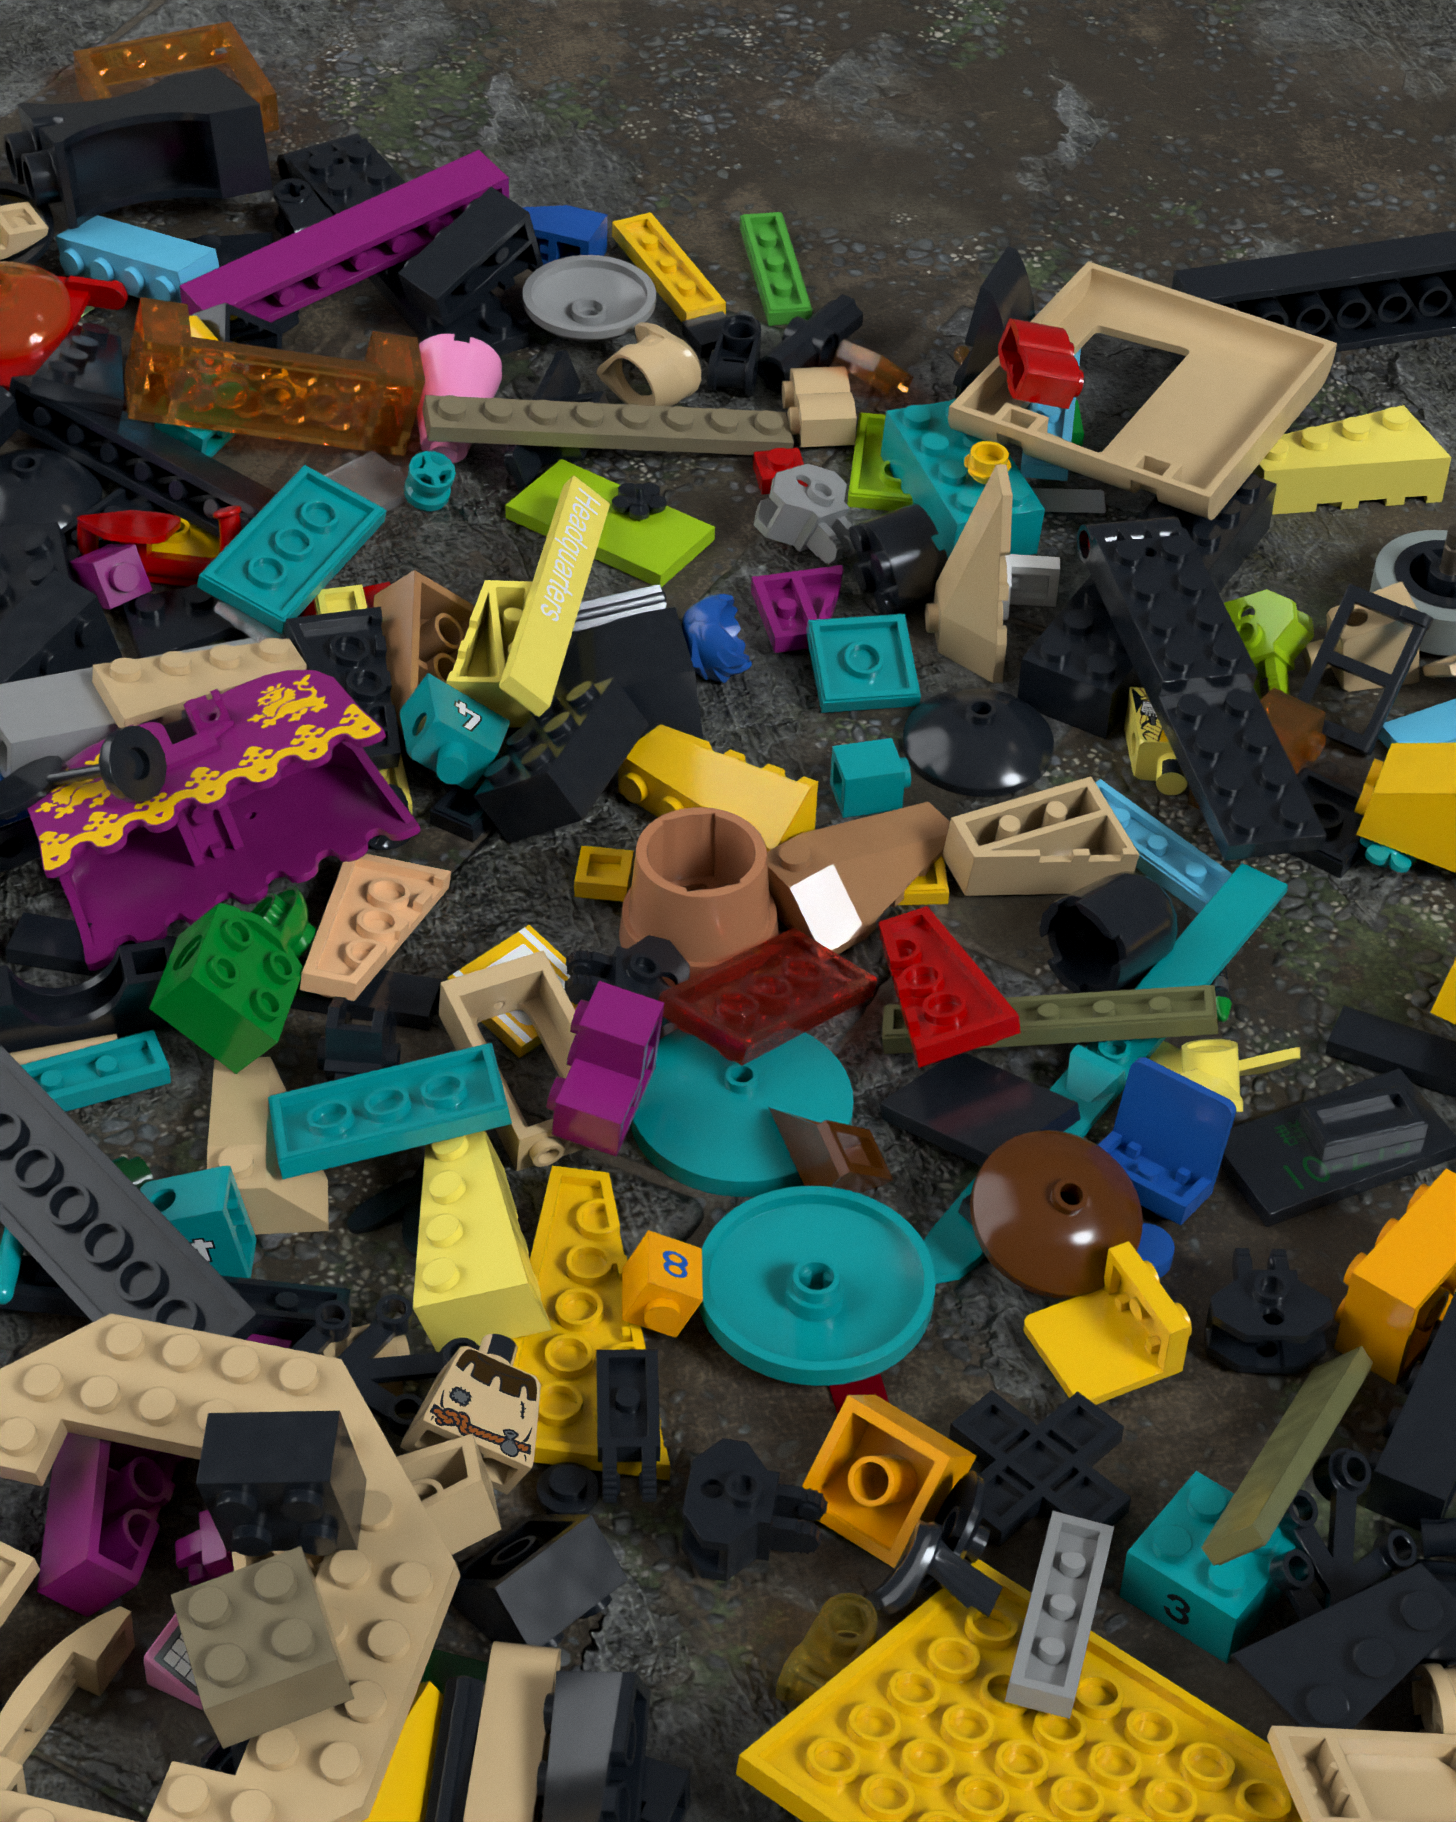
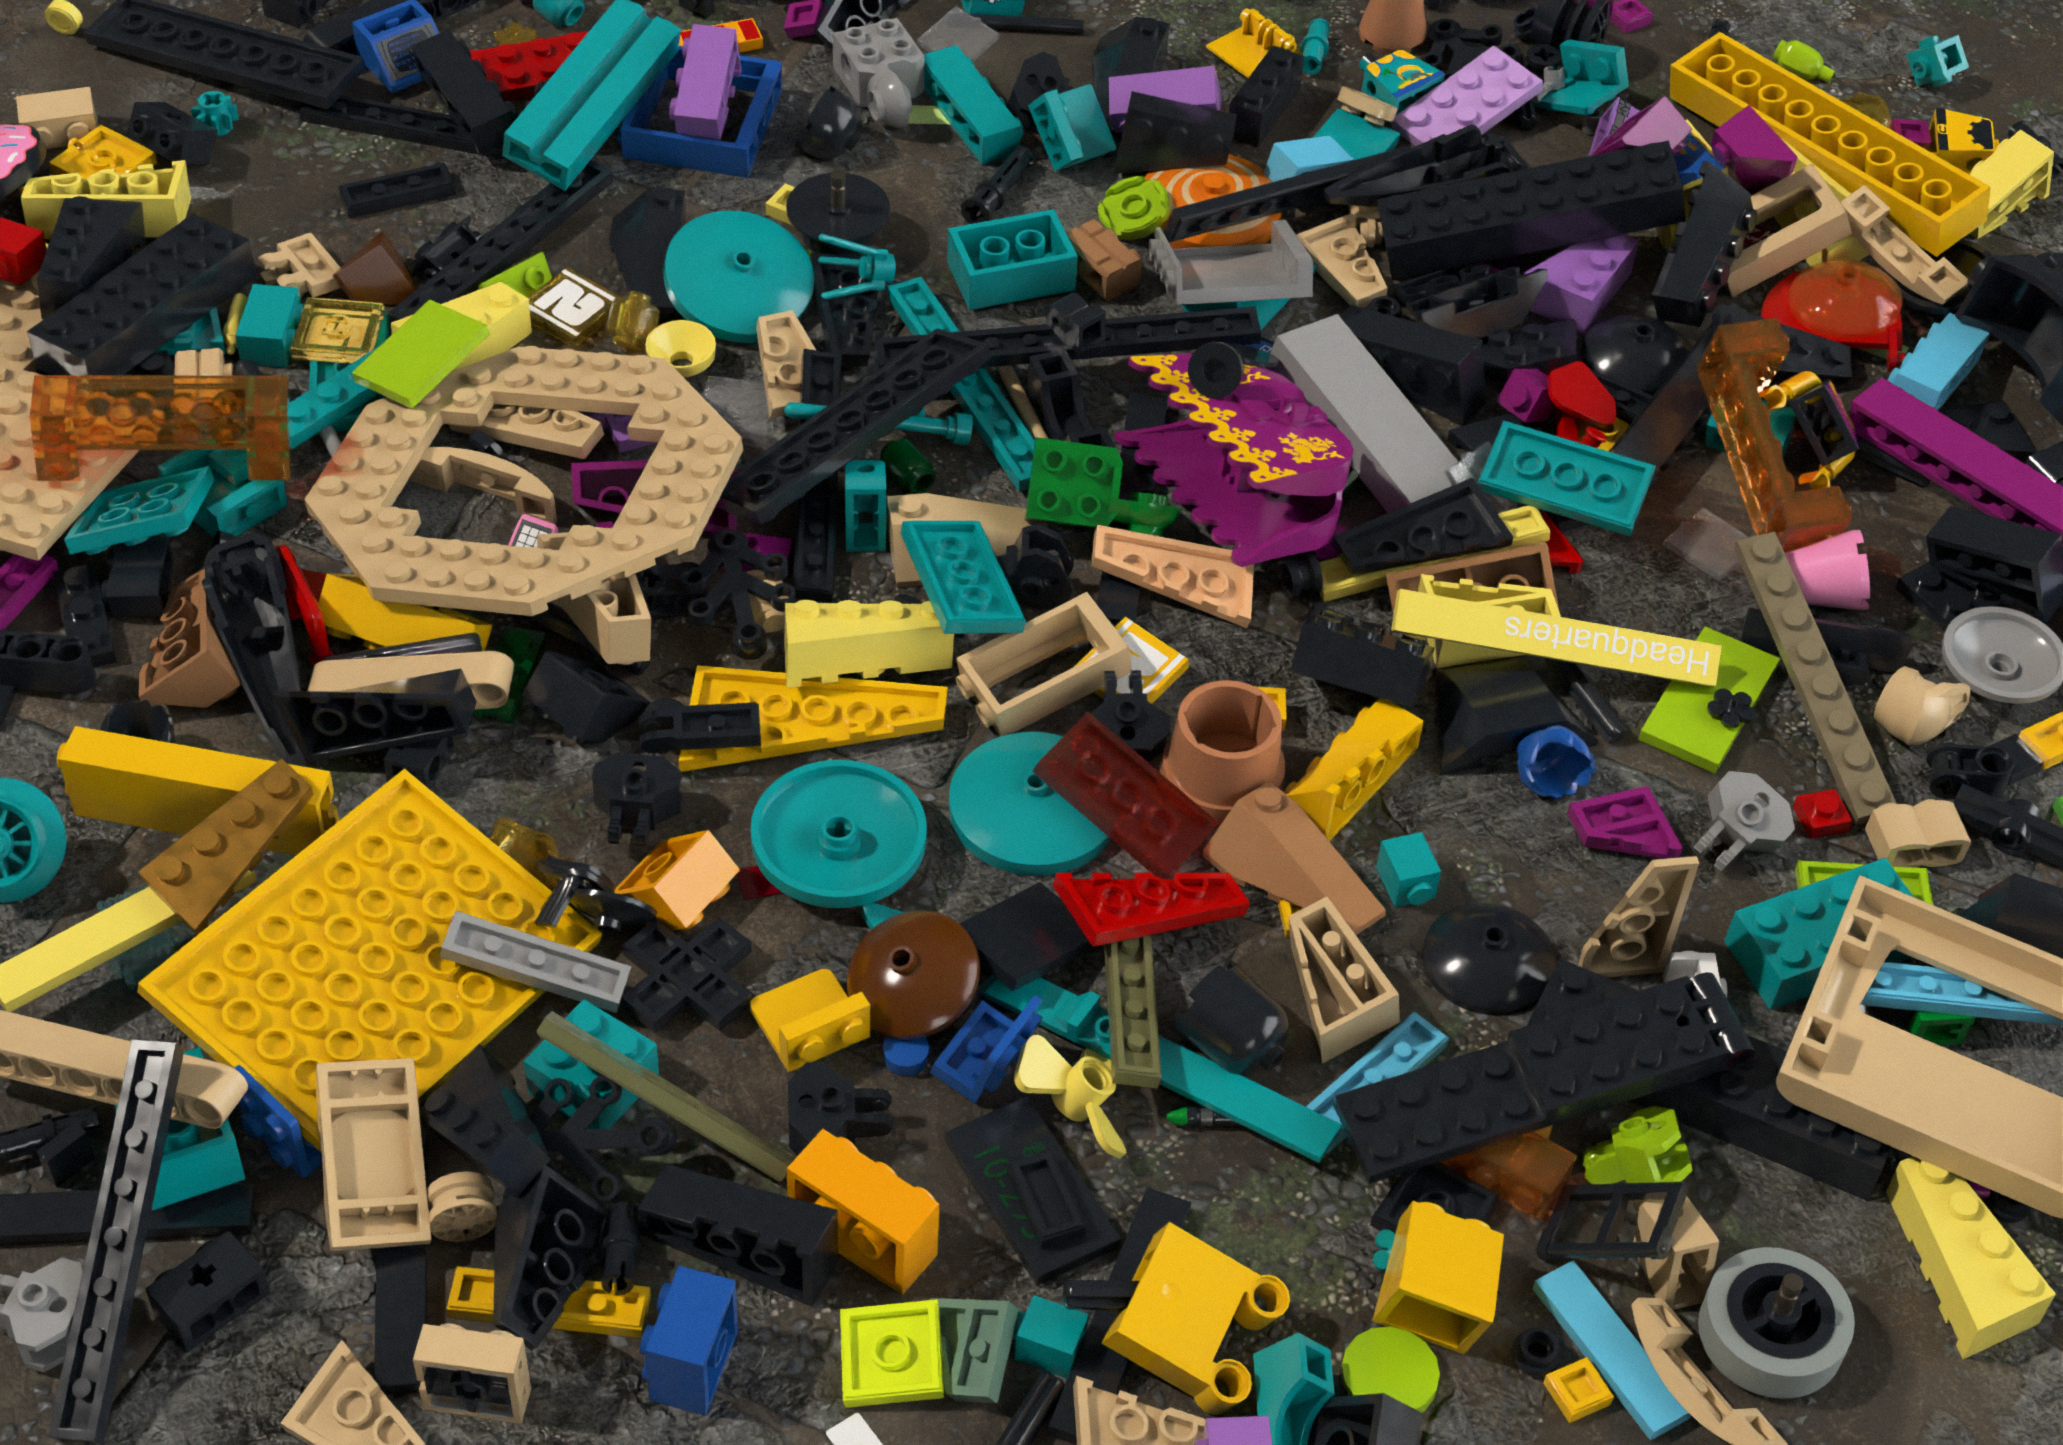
camera: 85 degrees right, 5 degrees up
(161, 684) = (1383, 430): tan wing -> none
(261, 1647) = (461, 513): dark tan brick -> none
(282, 1481) = (560, 495): black brick -> none
(439, 476) = (1720, 563): teal wheel -> none
(451, 732) = (1370, 588): teal torso -> none
(483, 1397) = (693, 640): tan torso -> none
(609, 1067) = (999, 684): magenta brick -> none
(662, 1284) = (824, 739): light orange brick -> none
(832, 1153) = (971, 841): reddish brown slope -> none
(863, 663) = (1557, 867): teal tile -> none
(872, 368) = (1980, 855): clear orange wing -> none
(898, 558) = (1714, 881): black brick -> none
(984, 458) = (1813, 912): yellow plate -> none
(1040, 364) = (1936, 936): red brick -> none

